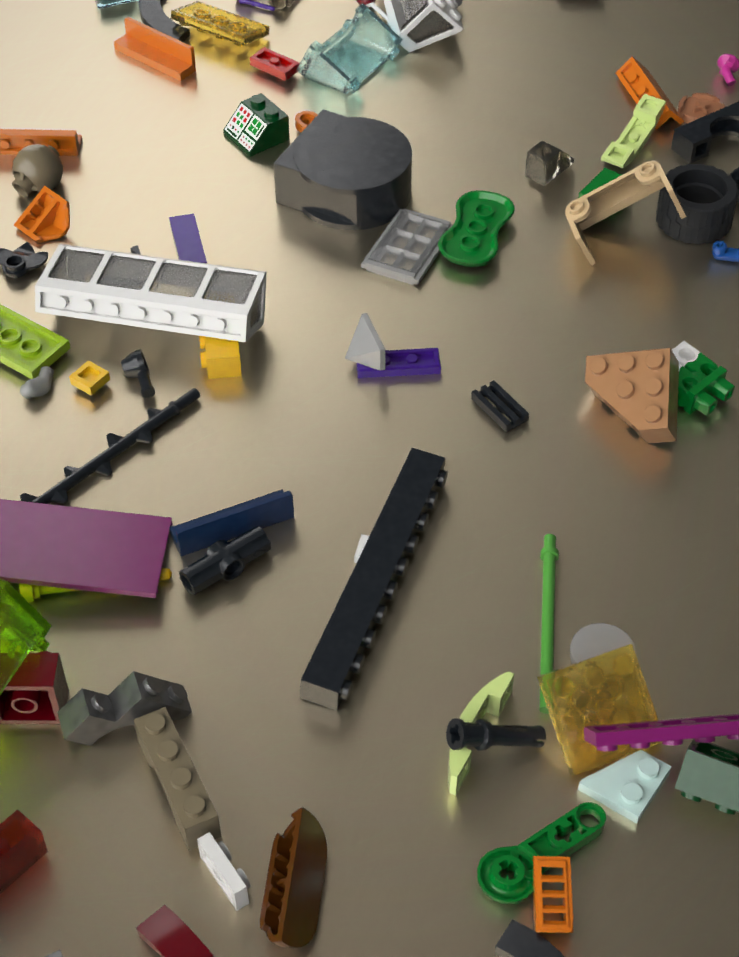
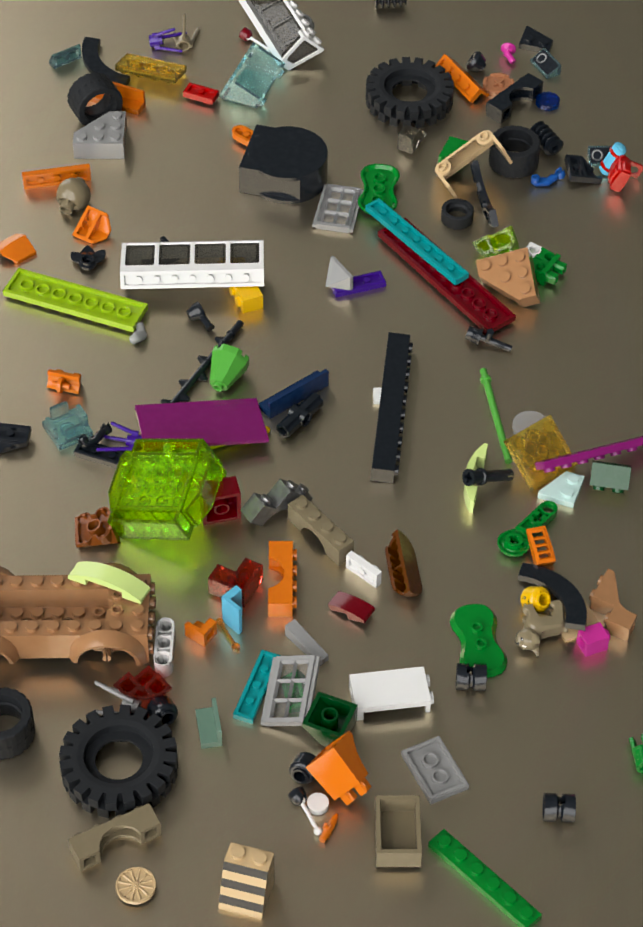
camera: 15 degrees left, 0 degrees up
(60, 897) = (281, 595): none -> orange arch
(89, 377) = (170, 324): yellow plate -> none
(114, 101) = (102, 137): none -> light grey brick
(119, 72) = (87, 88): none -> black tyre
(138, 460) = (227, 366): none -> bright green cone
(187, 238) = (192, 226): tile -> none
(257, 125) = (208, 140): dark green slope -> none
(504, 404) = (431, 298): black tile -> none
(507, 315) = (417, 241): none -> teal plate
(539, 78) = (427, 76): none -> black tyre
(541, 377) = (467, 296): none -> dark red plate
(555, 477) = (476, 335): none -> black piece
(582, 294) = (457, 222): none -> black tyre
(632, 279) = (488, 210): none -> black tile
(632, 335) = (497, 243): none -> clear neon green brick
(636, 133) = (461, 107): yellowish green slope -> none
(676, 75) = (476, 62): none -> black cone

